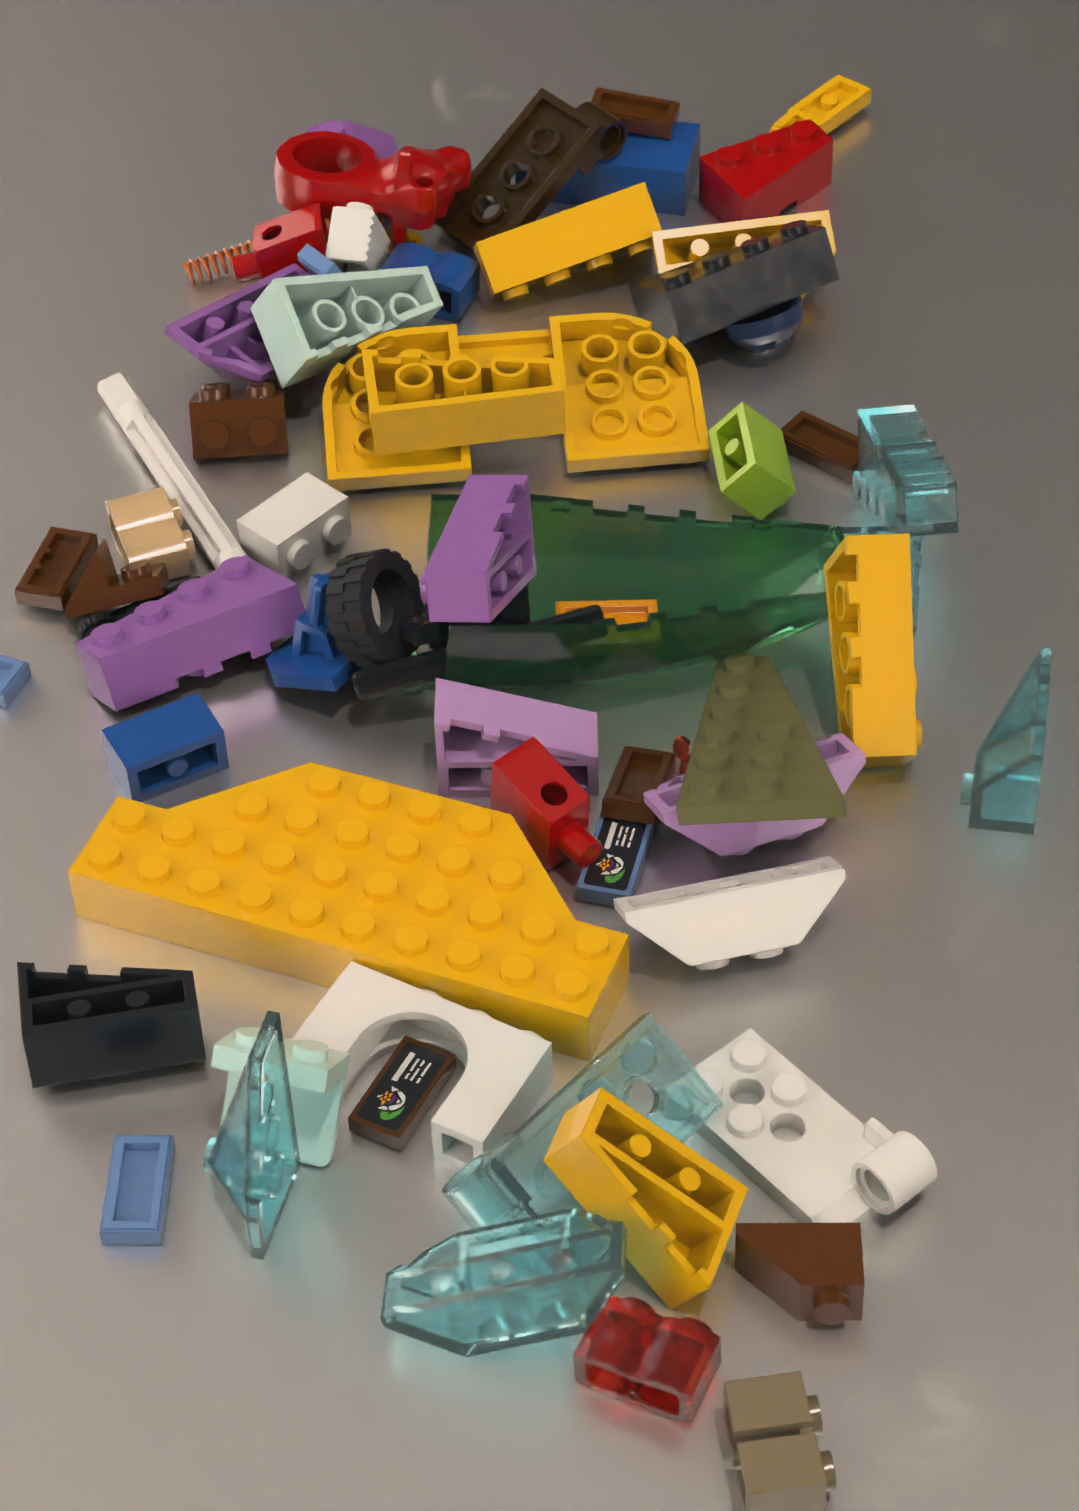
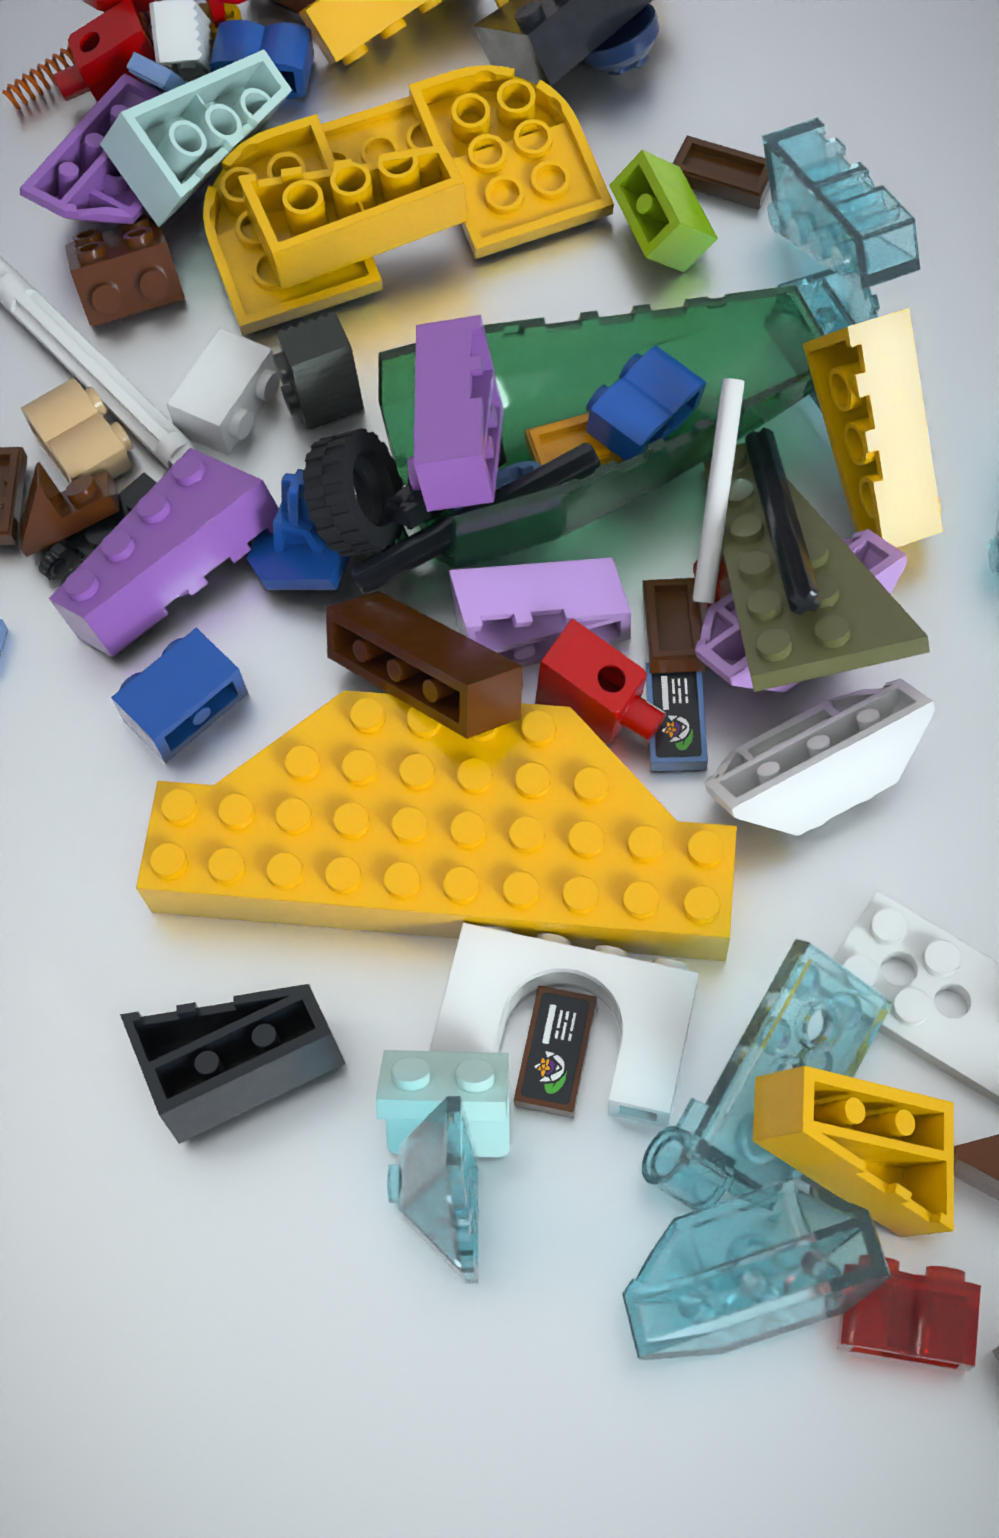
camera: 10 degrees left, 20 degrees up
(137, 1190) = (326, 1237): medium blue tile -> none
(383, 513) = (318, 371): none -> pearl dark grey brick
(390, 750) = (424, 663): none -> reddish brown brick
(676, 585) = (645, 403): none -> blue brick
(707, 671) = (718, 490): none -> white bar
(756, 701) = (783, 522): none -> black axle

